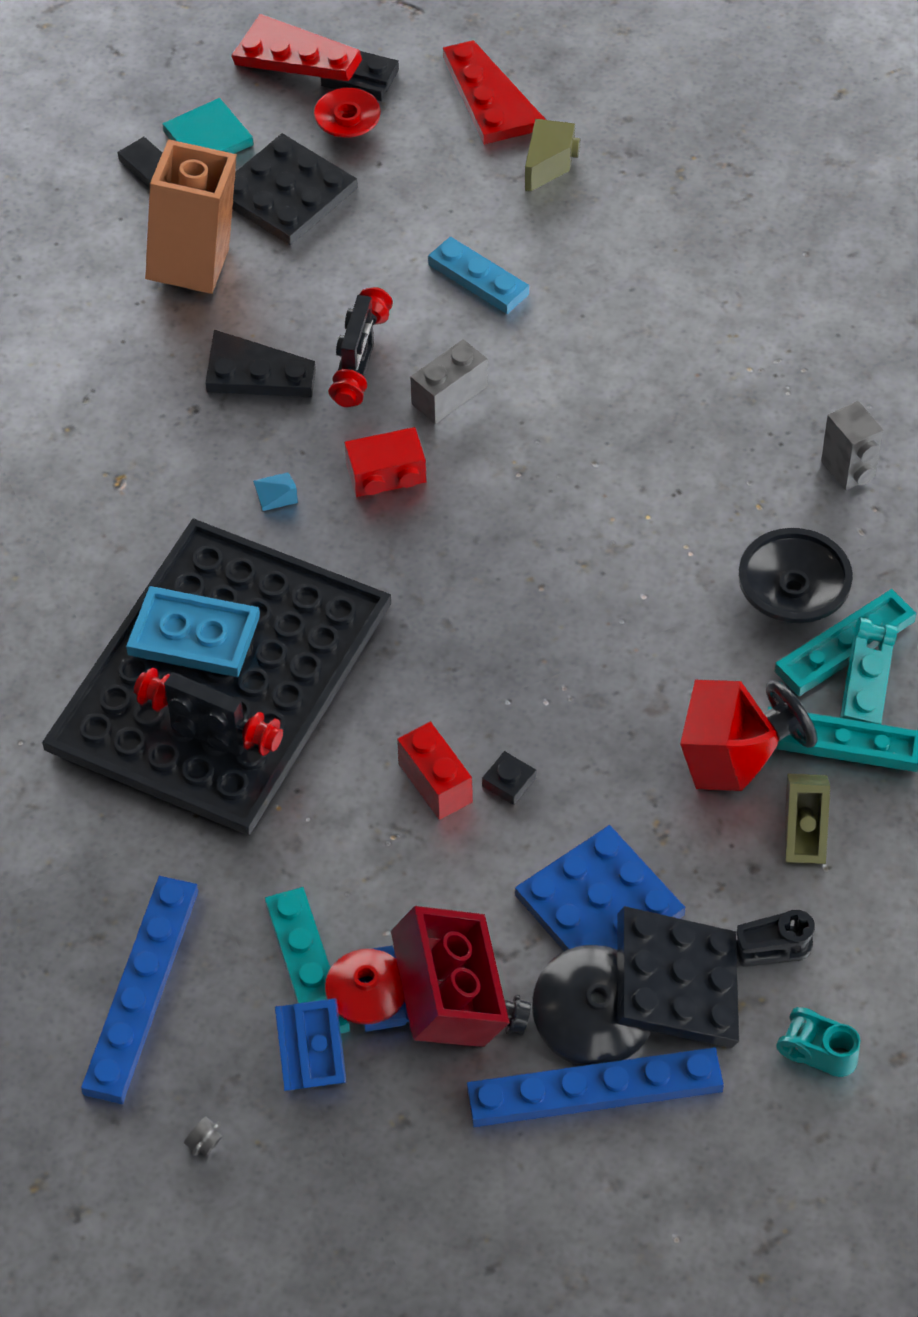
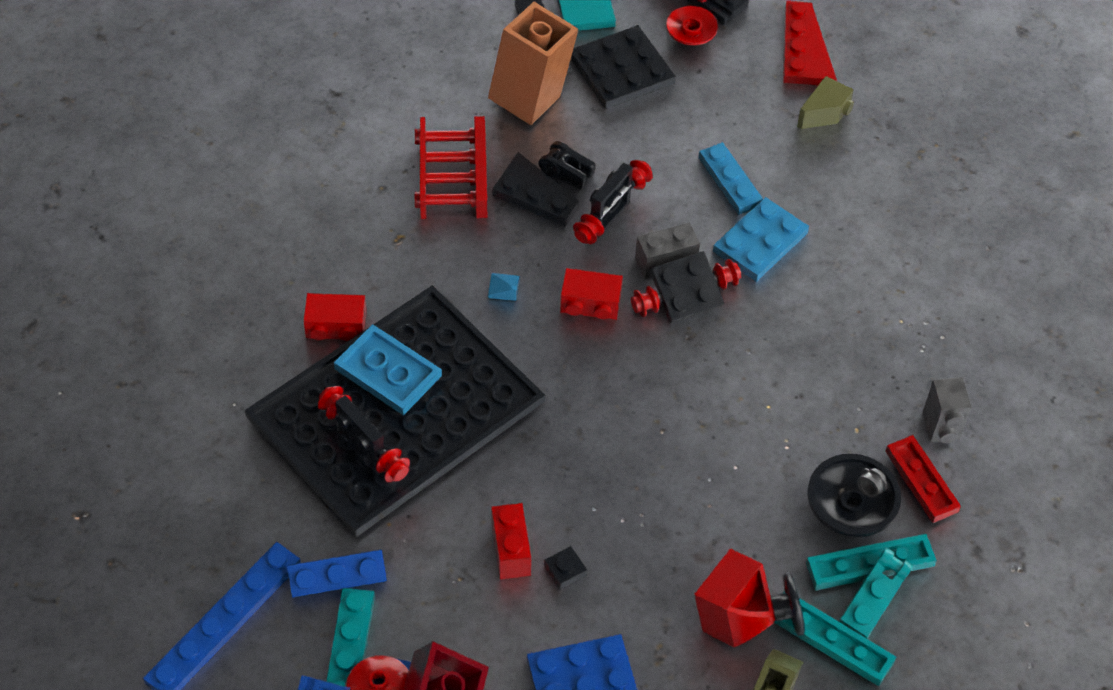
camera: 20 degrees right, 0 degrees up
(93, 596) = (334, 316): none -> red brick
(167, 350) = (476, 177): none -> red fence
(249, 883) = (336, 573): none -> blue plate
(282, 325) = (567, 165): none -> black piece
(491, 415) = (686, 287): none -> black plate
(547, 332) = (761, 238): none -> dark azure plate
(811, 552) = (872, 482): none -> flat silver plate
(858, 531) = (923, 479): none -> red plate

